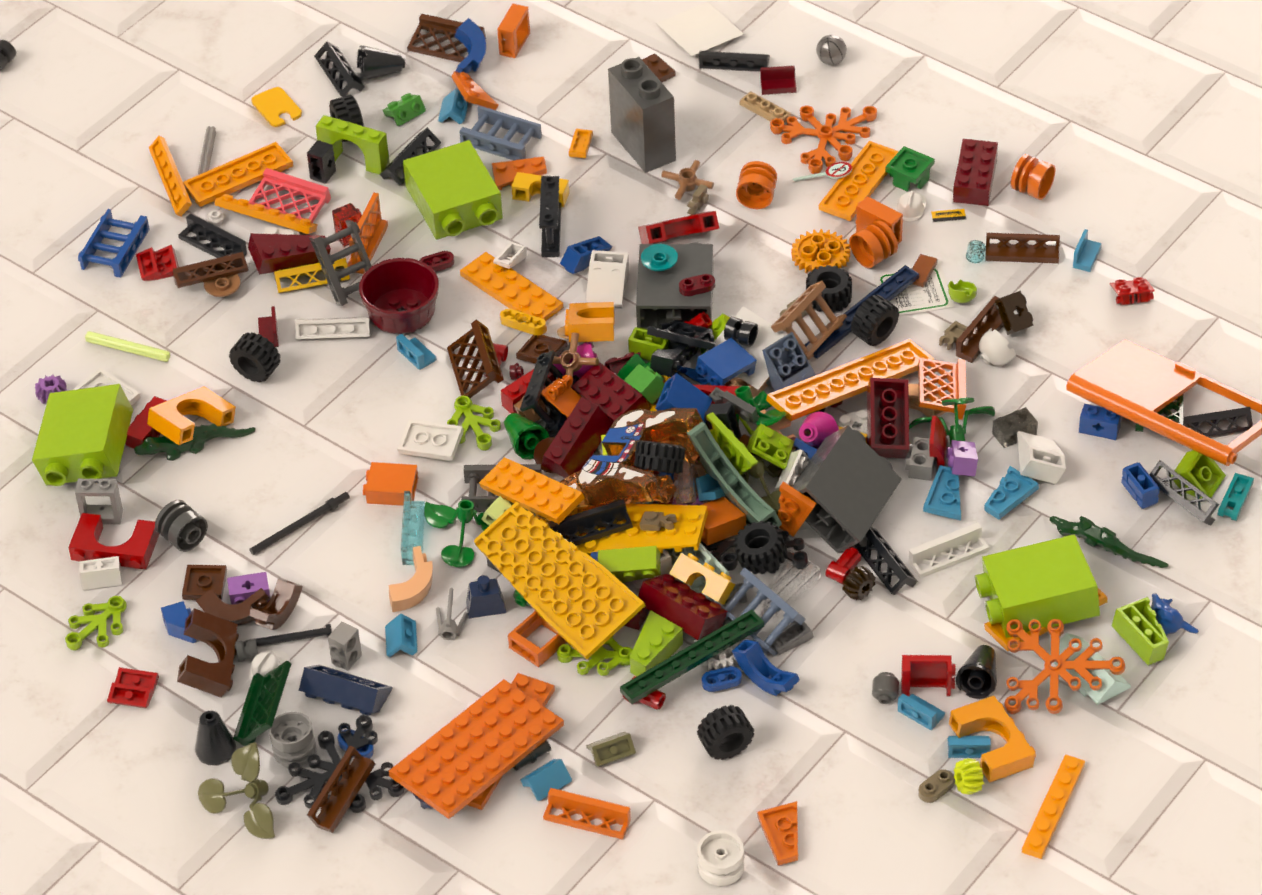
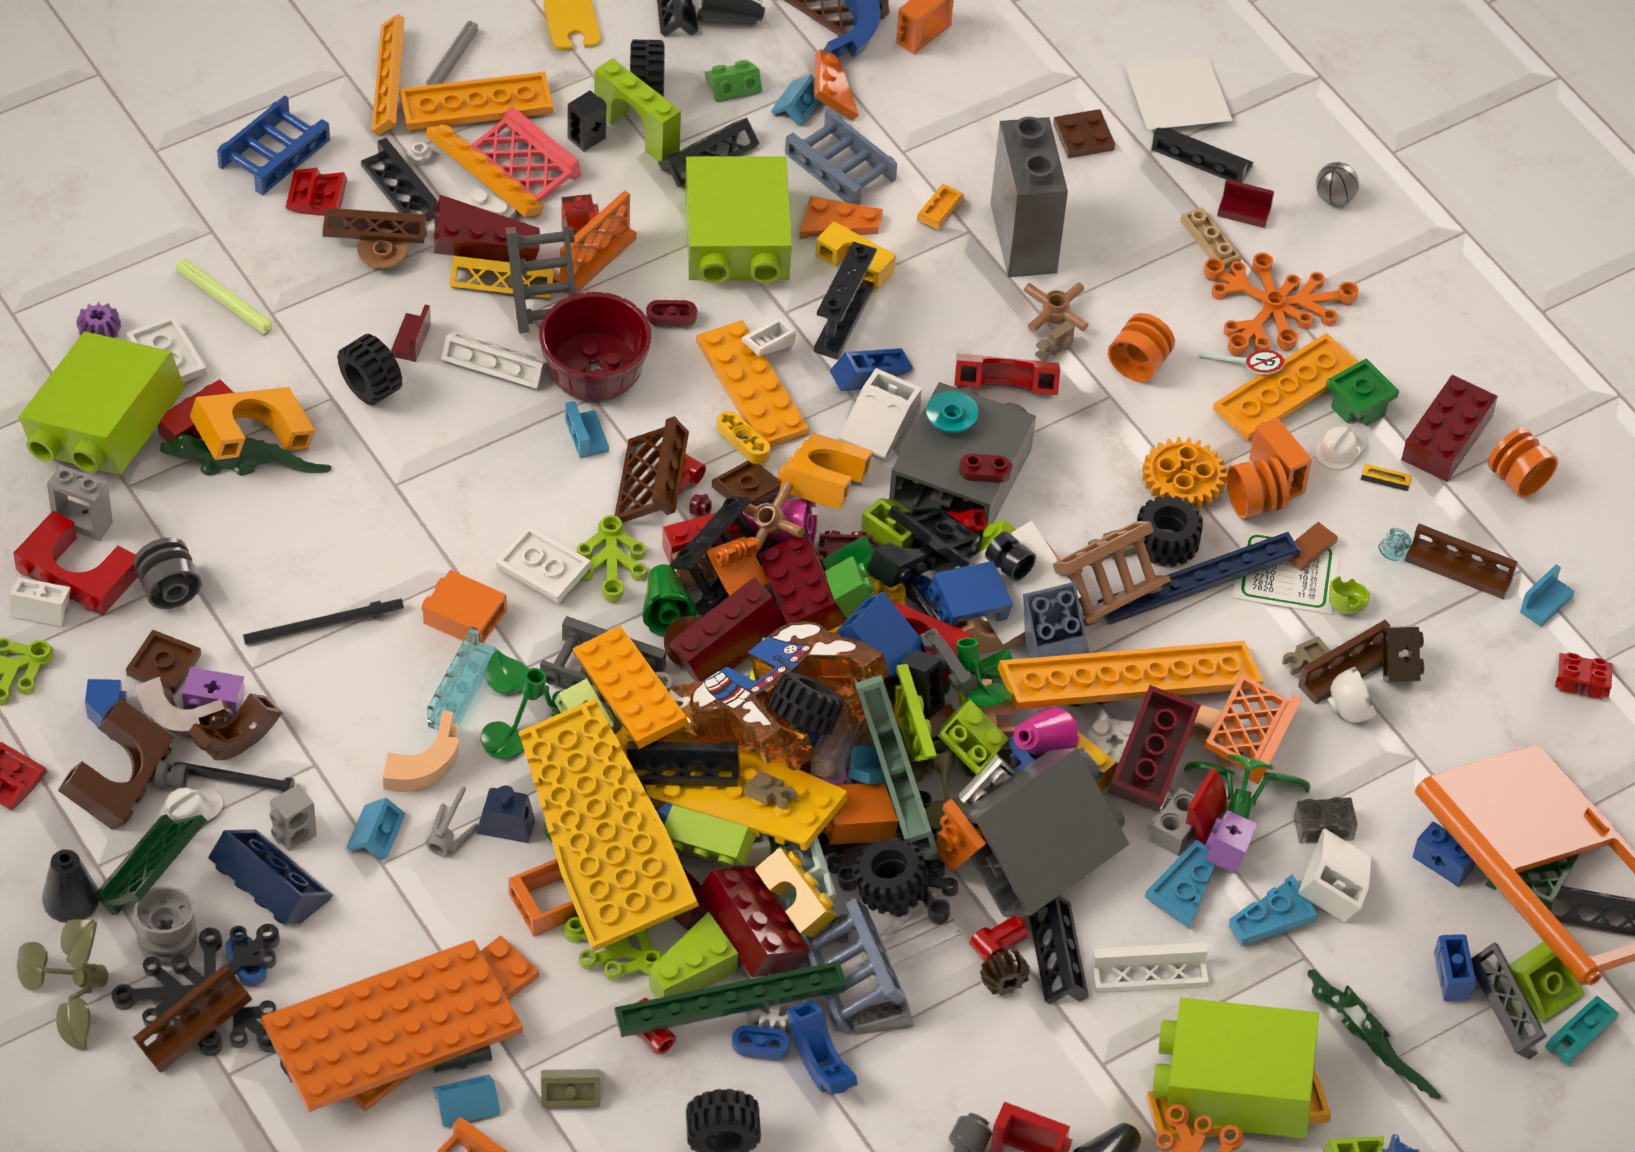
camera: 15 degrees right, 5 degrees up
(875, 320) = (1205, 599): black tyre -> none

